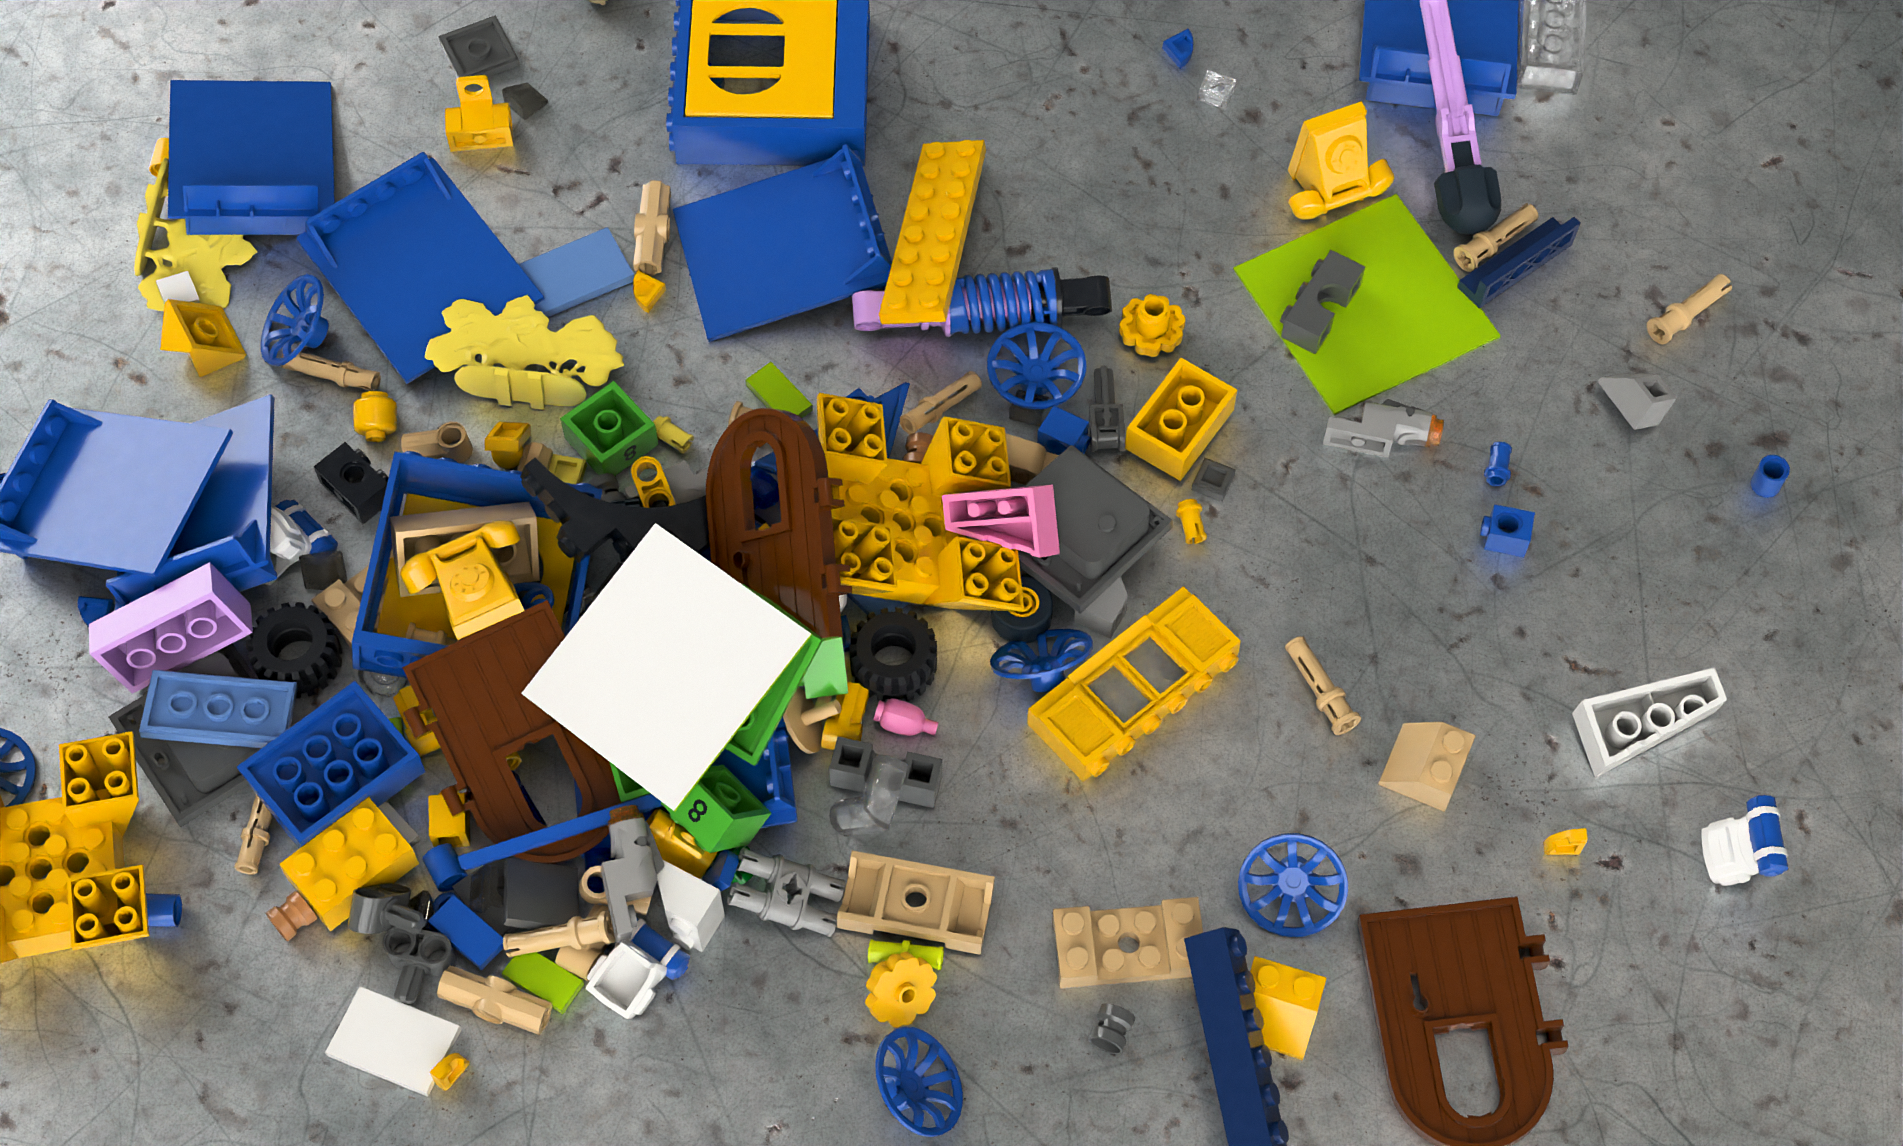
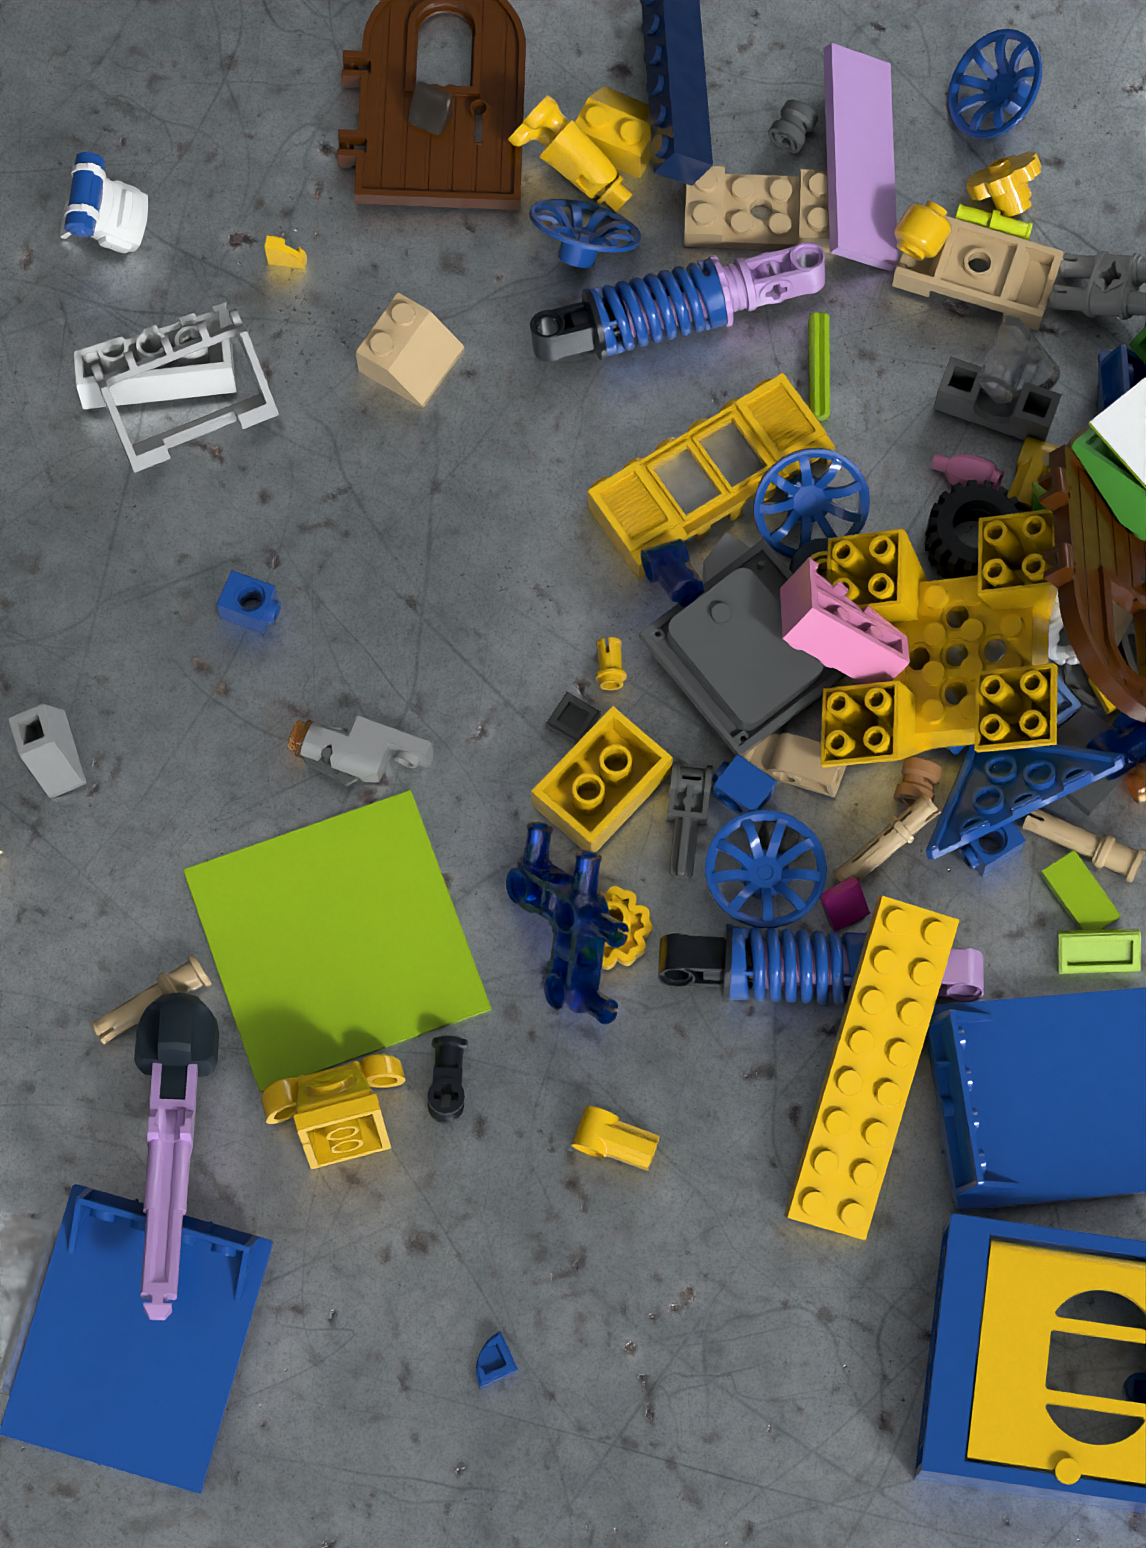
camera: 170 degrees left, 10 degrees up
(761, 352) = (1099, 951): none -> lime tile
(968, 360) = (844, 904): none -> dark pink tile
(973, 912) = (922, 230): none -> yellow head
(1042, 1000) = (860, 157): none -> lavender tile
(1051, 801) = (819, 365): none -> lime axle
(1129, 186) = (604, 1135): none -> yellow piece
(1158, 577) = (672, 569): none -> clear blue piece
(1179, 296) = (577, 920): none -> clear blue pin
(1195, 824) = (674, 301): none -> piece
(1217, 89) = (459, 1283): clear tile -> none
(1255, 205) = (447, 1078): none -> black connector
(1329, 698) = (497, 436): tan pin -> none
(1332, 280) = (375, 955): dark grey arch -> none
(1359, 975) = (572, 154): none -> yellow piece
(1466, 986) = (430, 108): none -> clear smoke slope
(1498, 469) = (235, 690): blue pin -> none
(1518, 260) = (133, 960): dark blue fence -> none
(1634, 643) = (246, 412): none -> hinge

